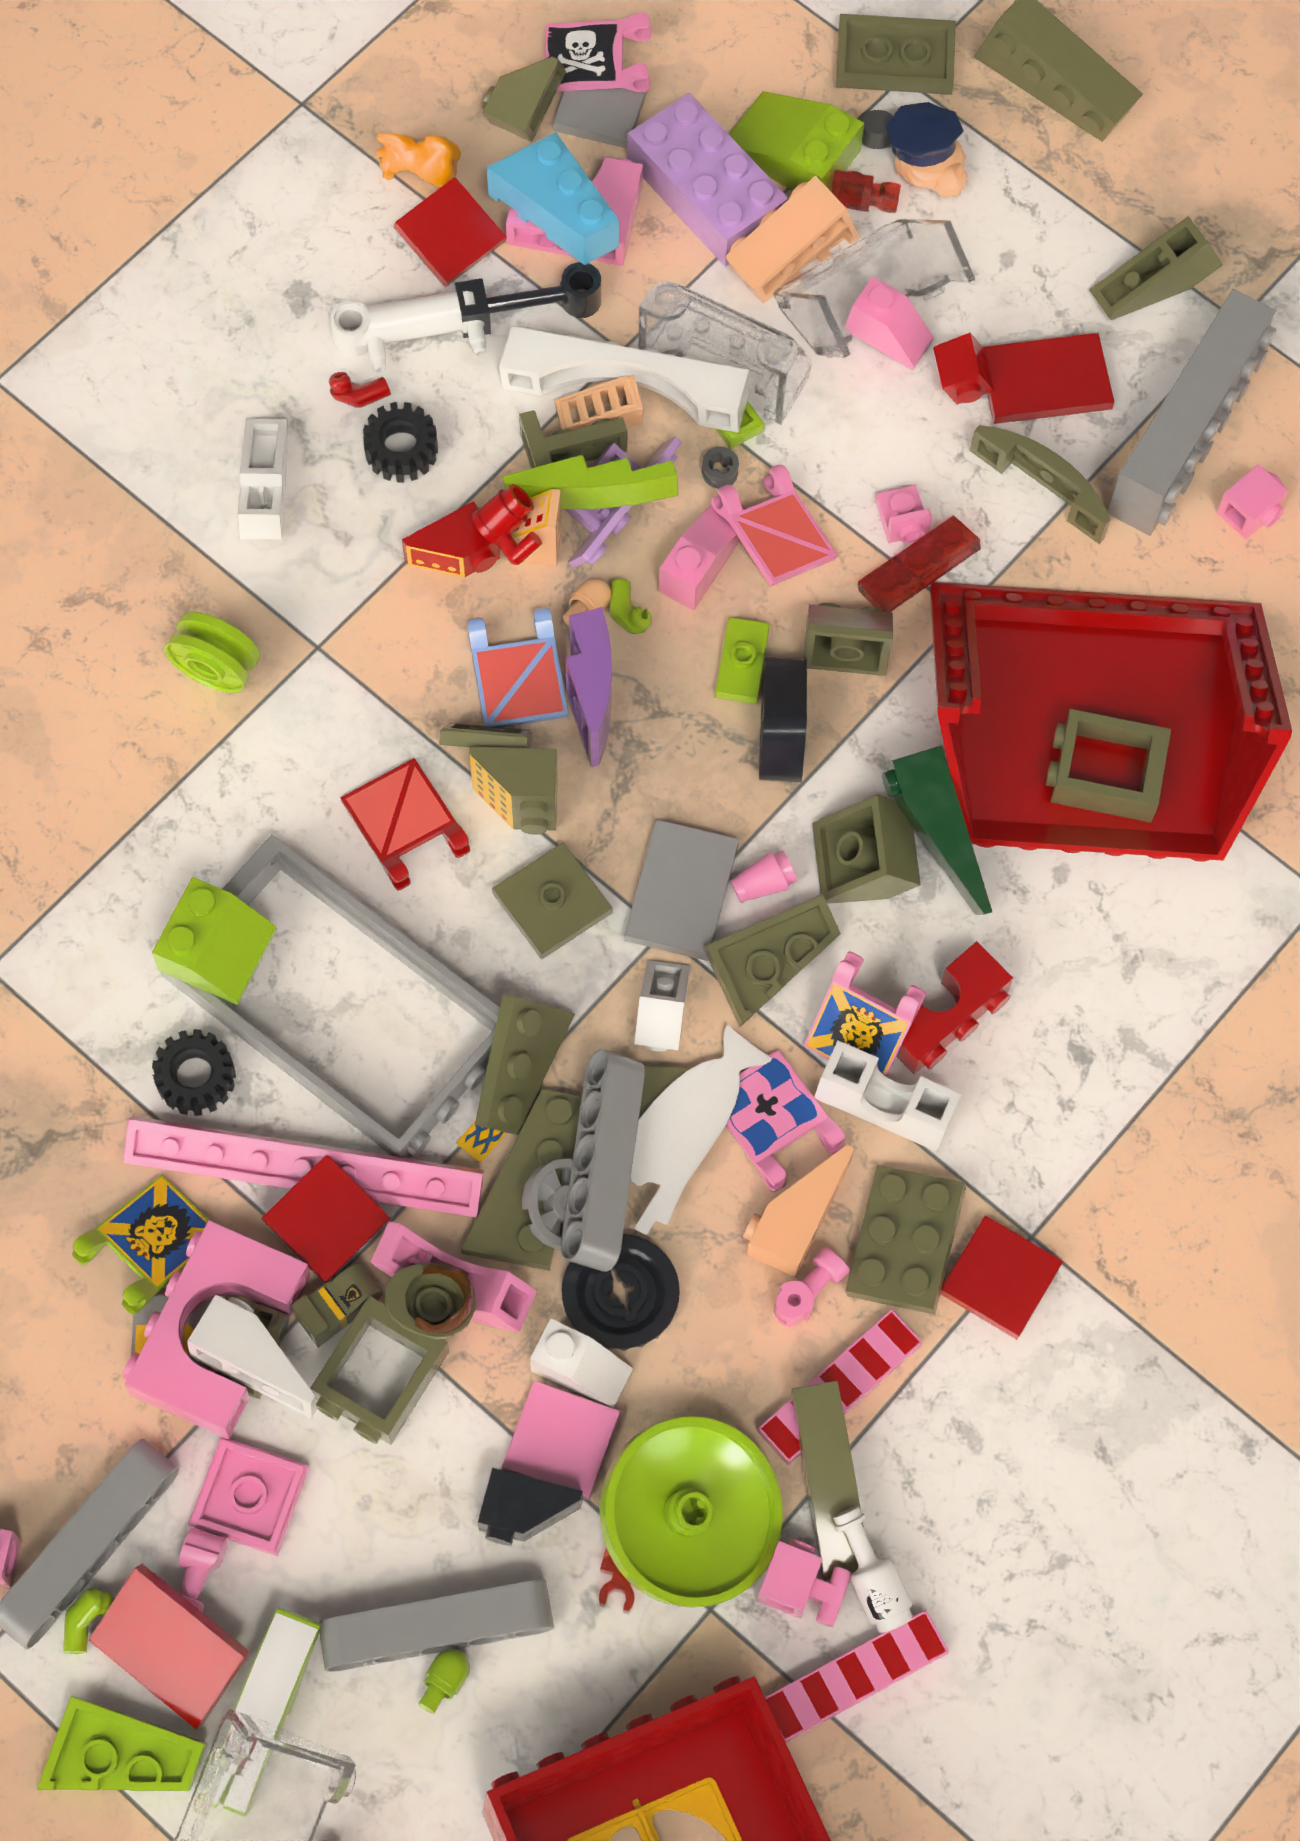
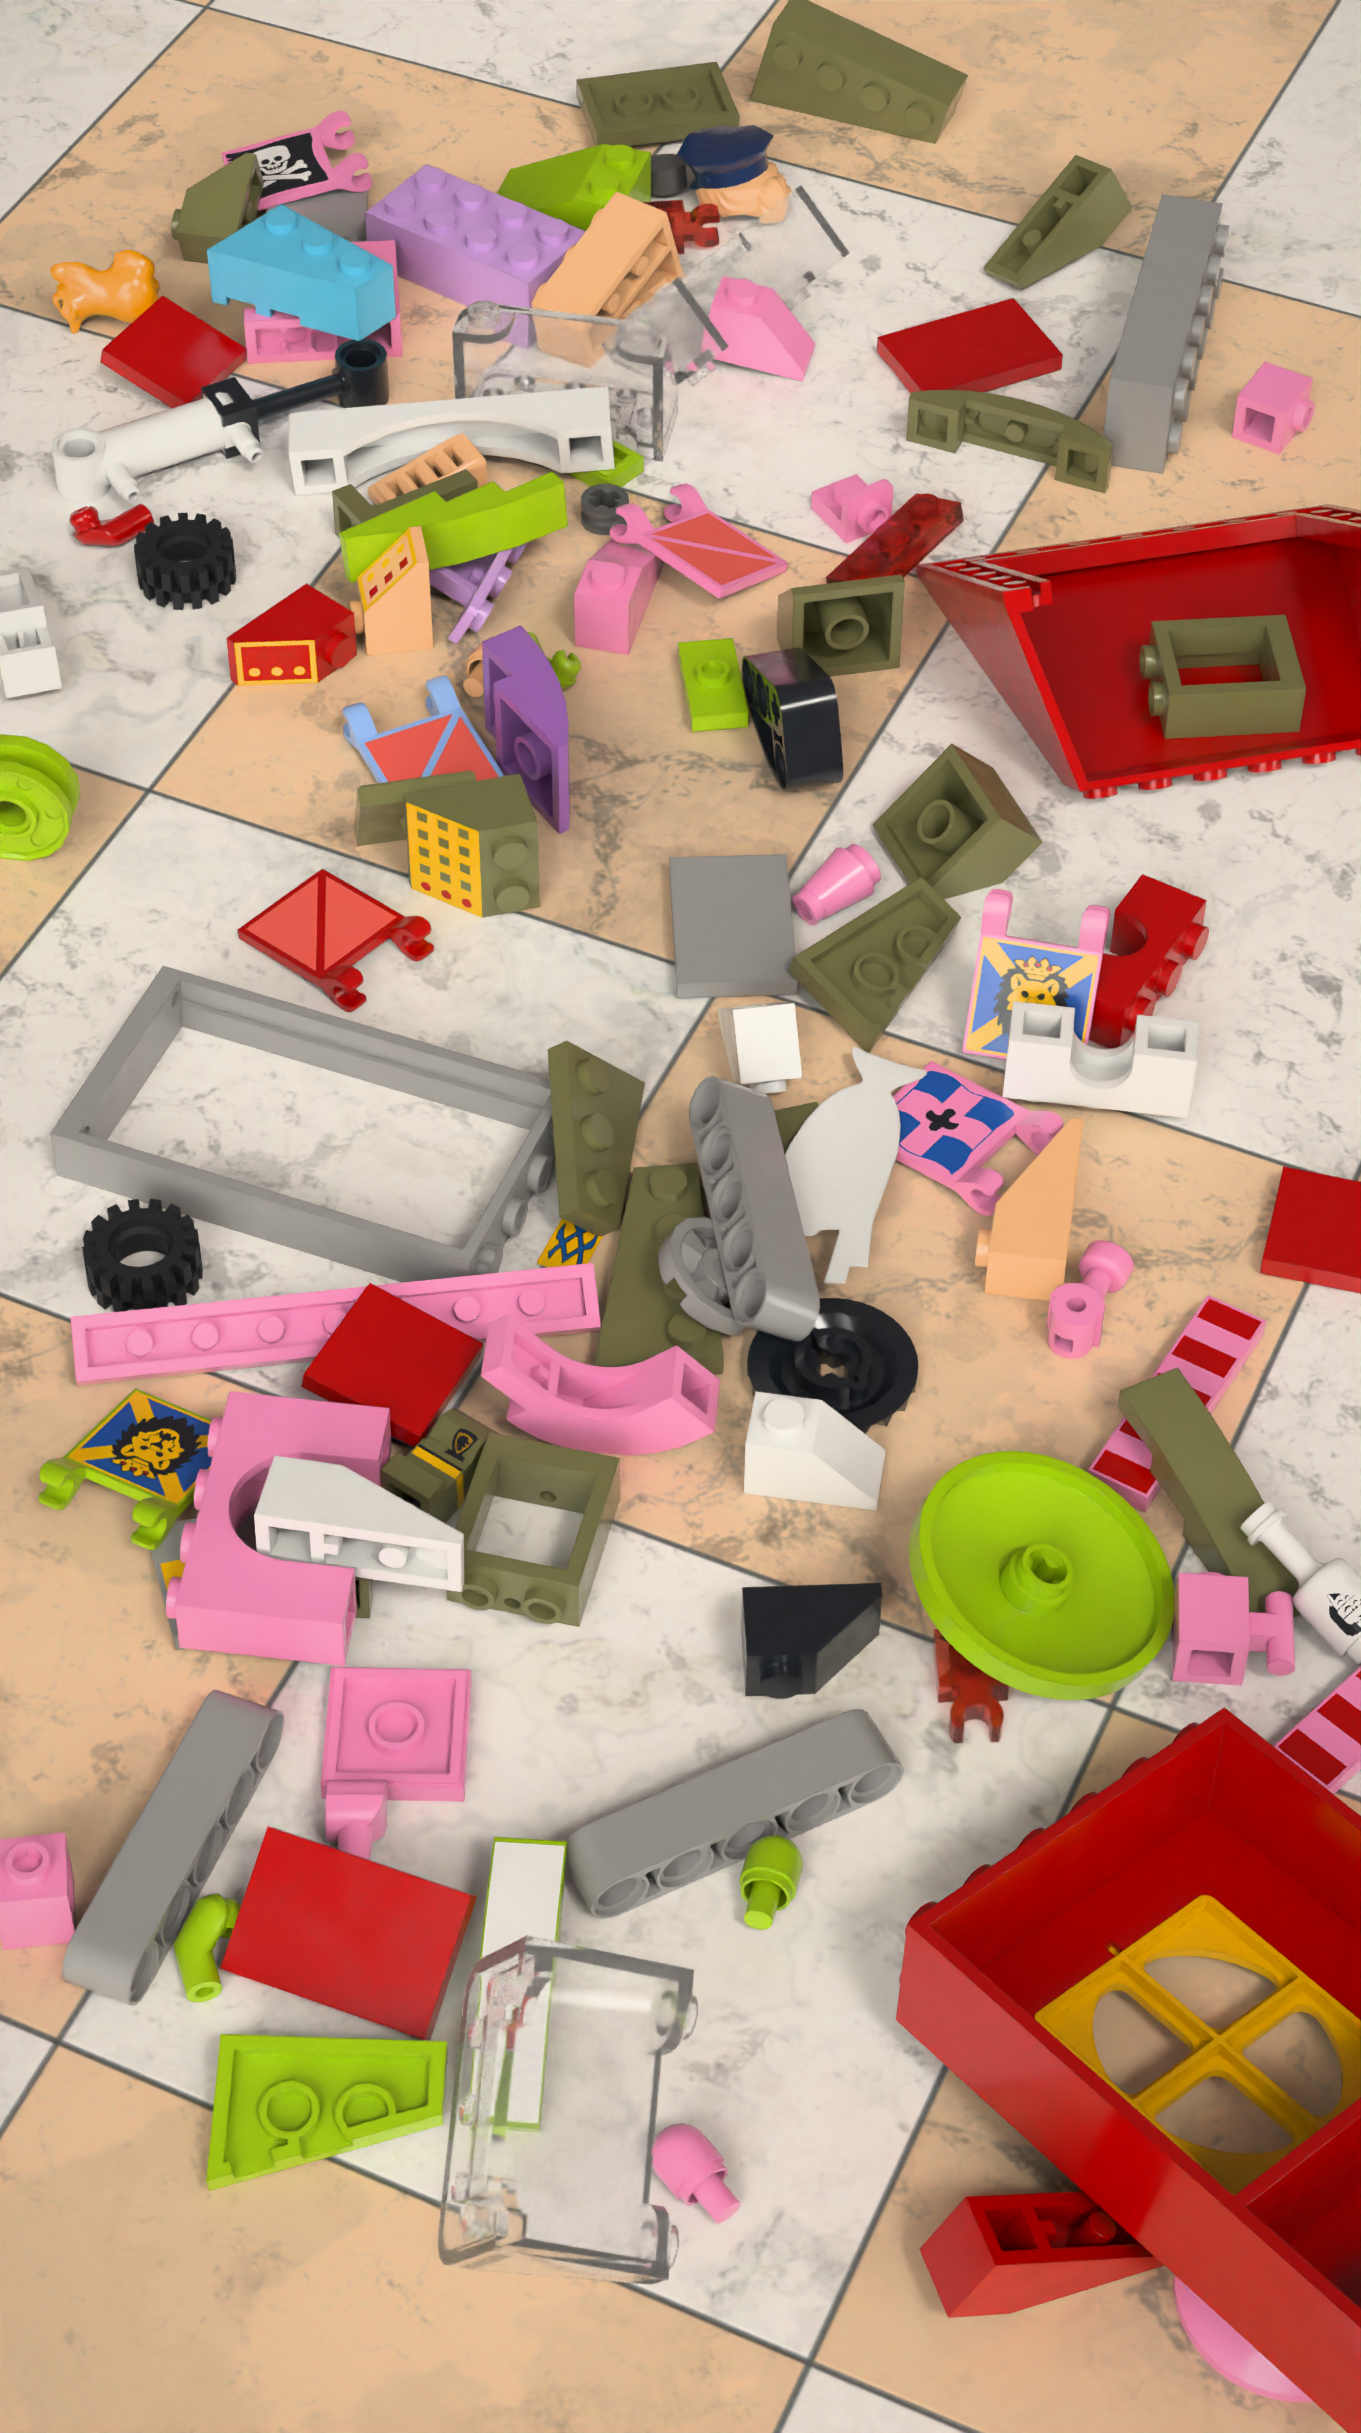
camera: 15 degrees left, 20 degrees down
(213, 941) = (125, 1080): lime slope -> none
(431, 1300) = (586, 1397): olive piece -> none
(501, 517) = (354, 576): red piece -> none
(552, 900) = (565, 973): olive plate -> none
(561, 1439) = (821, 1540): bright pink tile -> none
(905, 1239) = (1192, 1217): olive plate -> none
(931, 805) = (1032, 751): dark green wedge -> none
(963, 369) = (867, 353): red brick -> none

